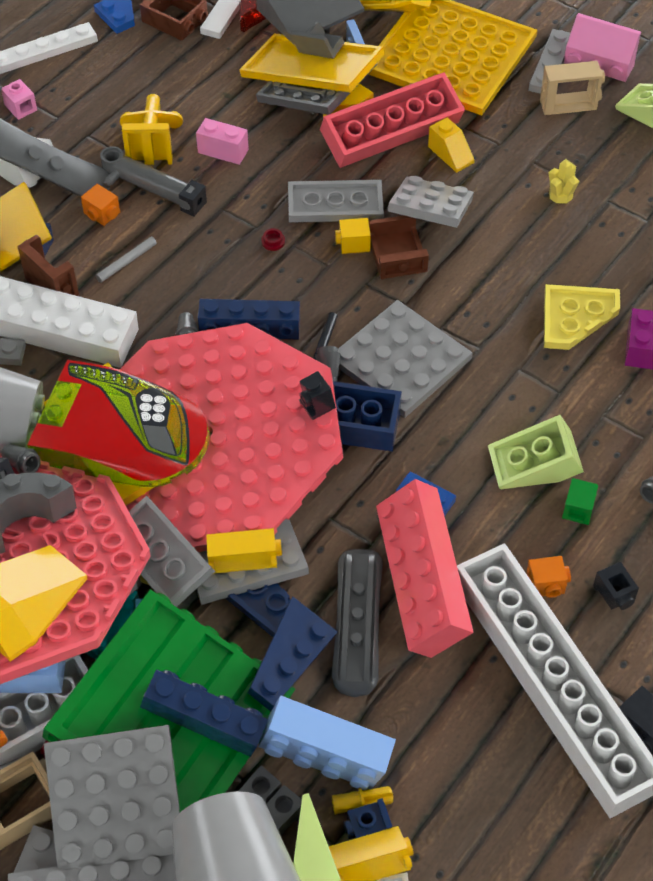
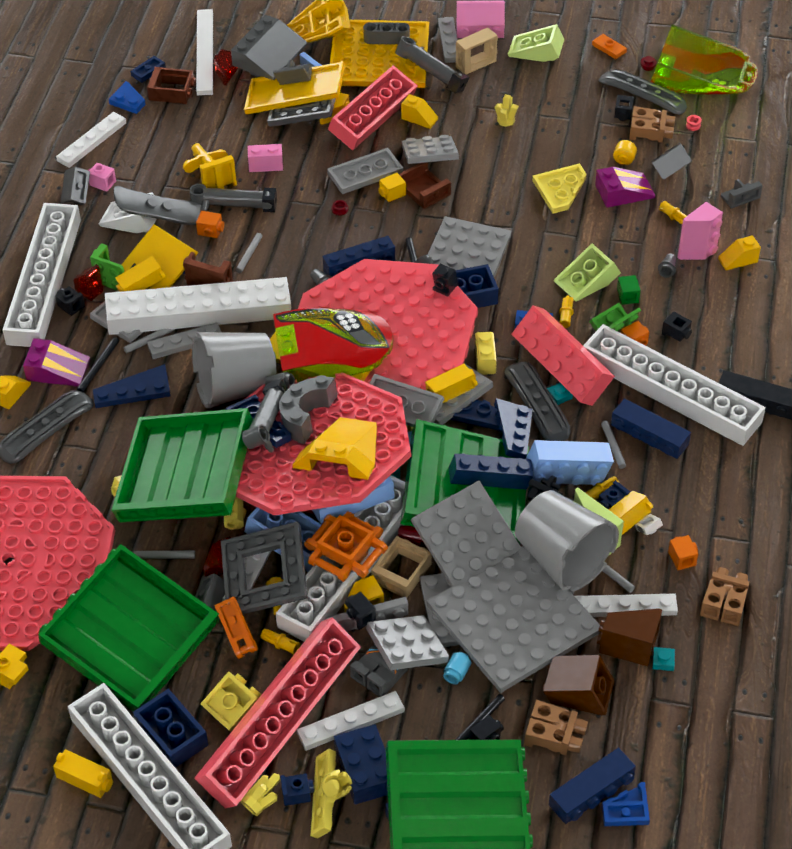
camera: 25 degrees left, 5 degrees down
(258, 768) = (537, 488): none -> black hips
(327, 519) = (485, 353): none -> light yellow brick
(391, 621) = (560, 393): none -> teal plate
(423, 734) = (613, 444): none -> light grey bar
(469, 28) = (385, 32): none -> dark grey beam
(476, 500) = (566, 311): none -> yellow axle
(485, 735) = (650, 428): none -> dark blue brick
(521, 118) = (409, 50): none -> dark grey piece
(531, 538) = (615, 318): none -> bright green bracket

